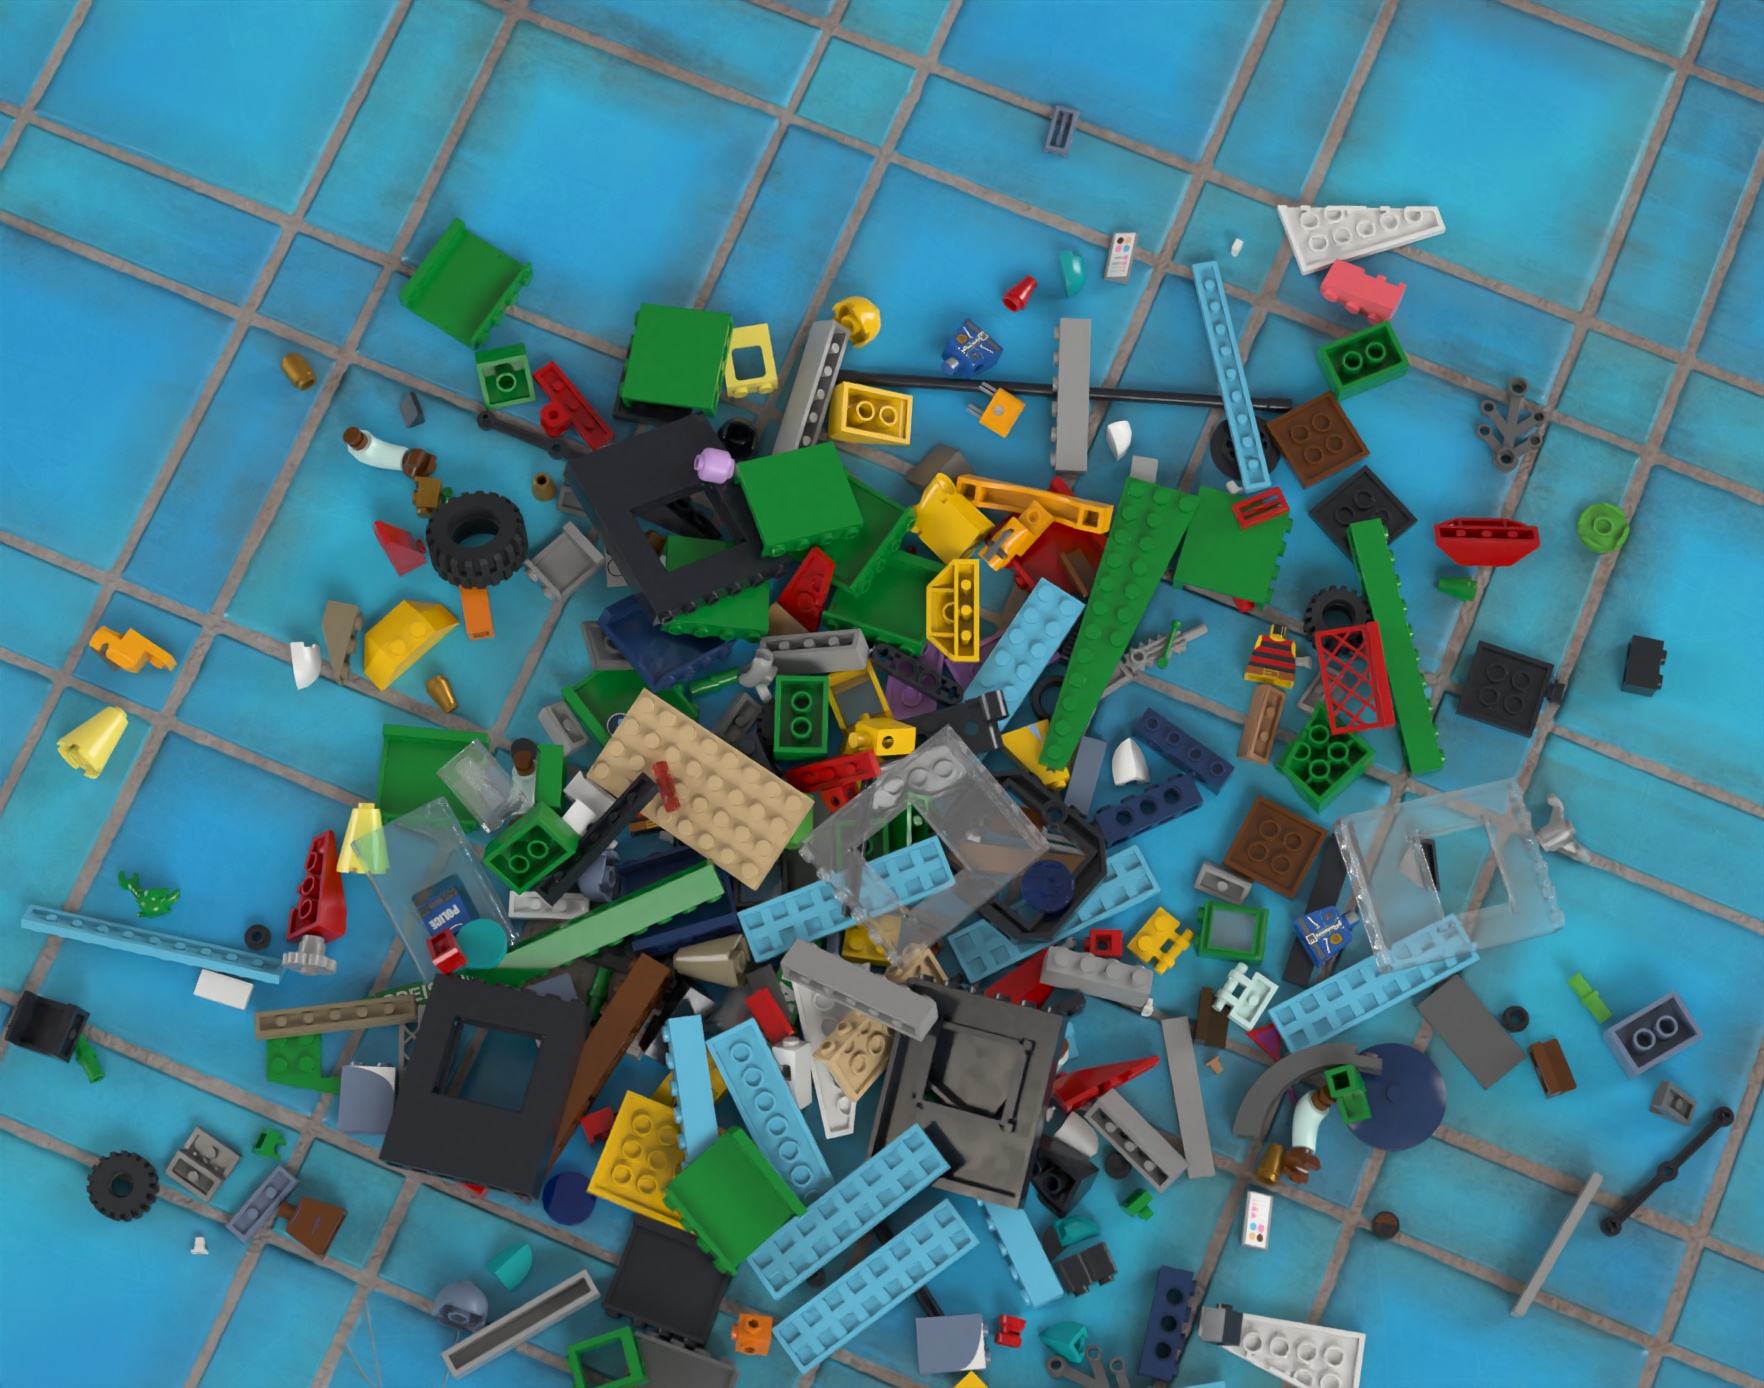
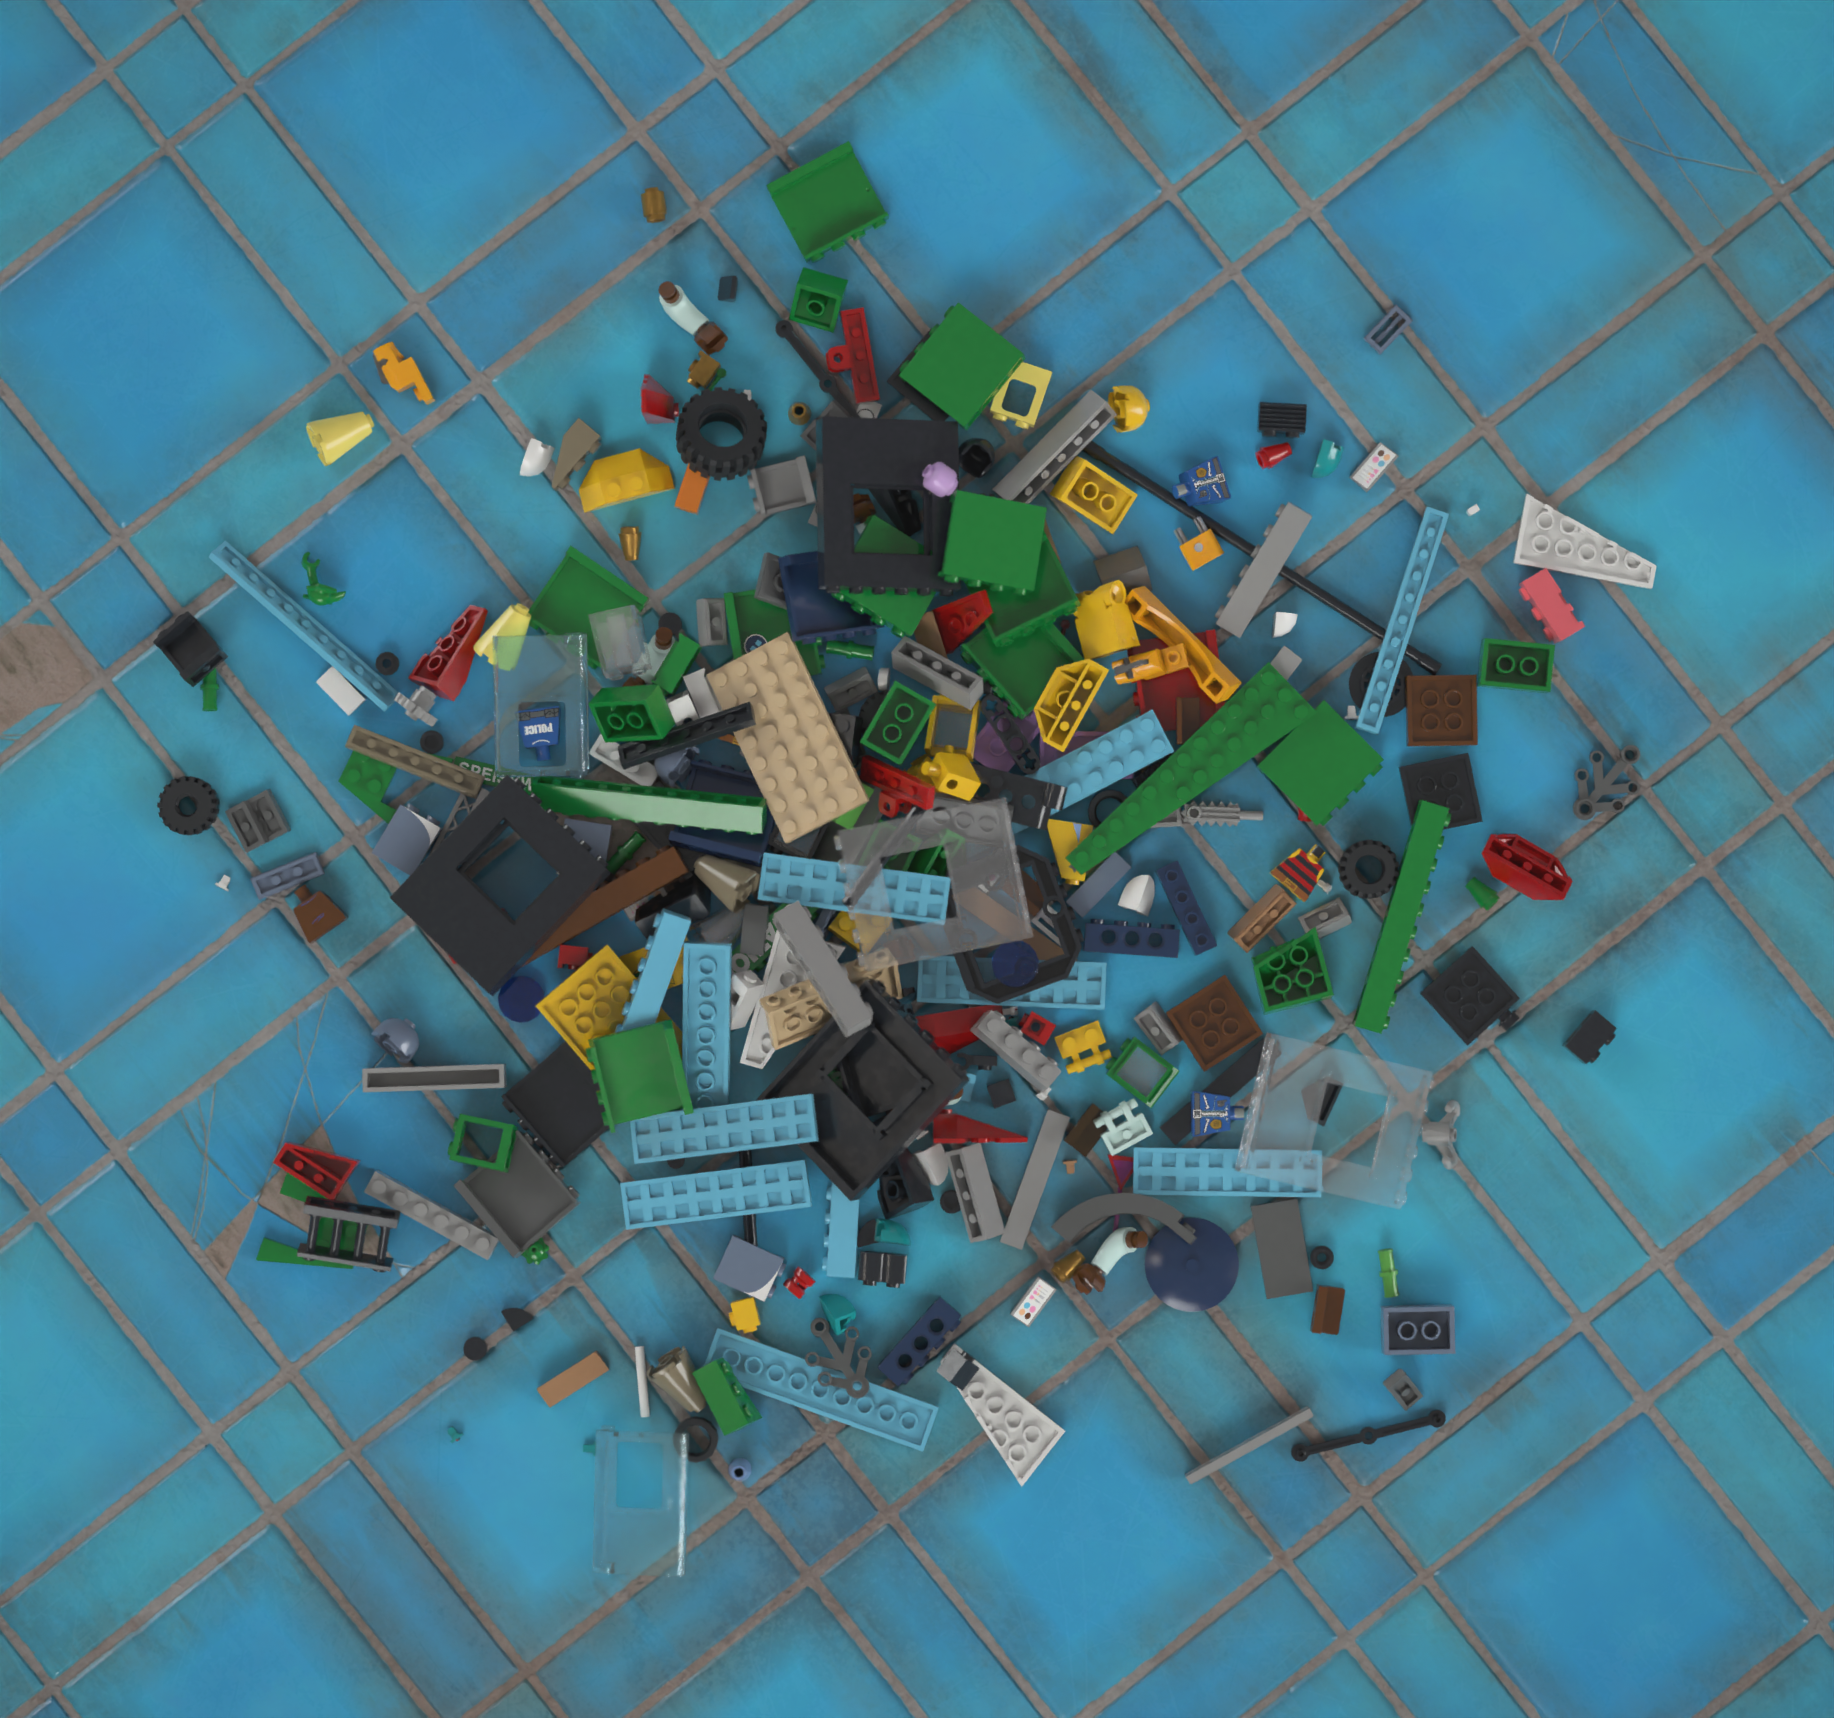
camera: 30 degrees right, 15 degrees up
(266, 1142) = (313, 831): green tile -> none
(343, 990) = (432, 742): none -> black tile
(446, 951) = (522, 761): red slope -> none
(482, 944) = (553, 769): teal tile -> none
(512, 1265) = (451, 1026): teal brick -> none
(666, 783) = (762, 722): clear red axle -> none
(752, 1334) = (604, 1179): orange brick -> none
(759, 669) = (888, 663): light grey piece -> none
(770, 1015) = (746, 947): red panel -> none
(1009, 257) = (1282, 419): none -> black brick
(1105, 1030) = (1001, 1093): none -> black slope
(1137, 1204) = (949, 1239): green tile -> none
(1162, 662) = (1210, 828): green hinge -> none
(1244, 524) = (1339, 744): red tile -> none
(1349, 1090) = (1158, 1244): green brick -> none
(1377, 674) = (1370, 934): red fence -> none
(1385, 1225) = (1129, 1358): black tile -> none
(1602, 527) = (1628, 906): bright green tile -> none

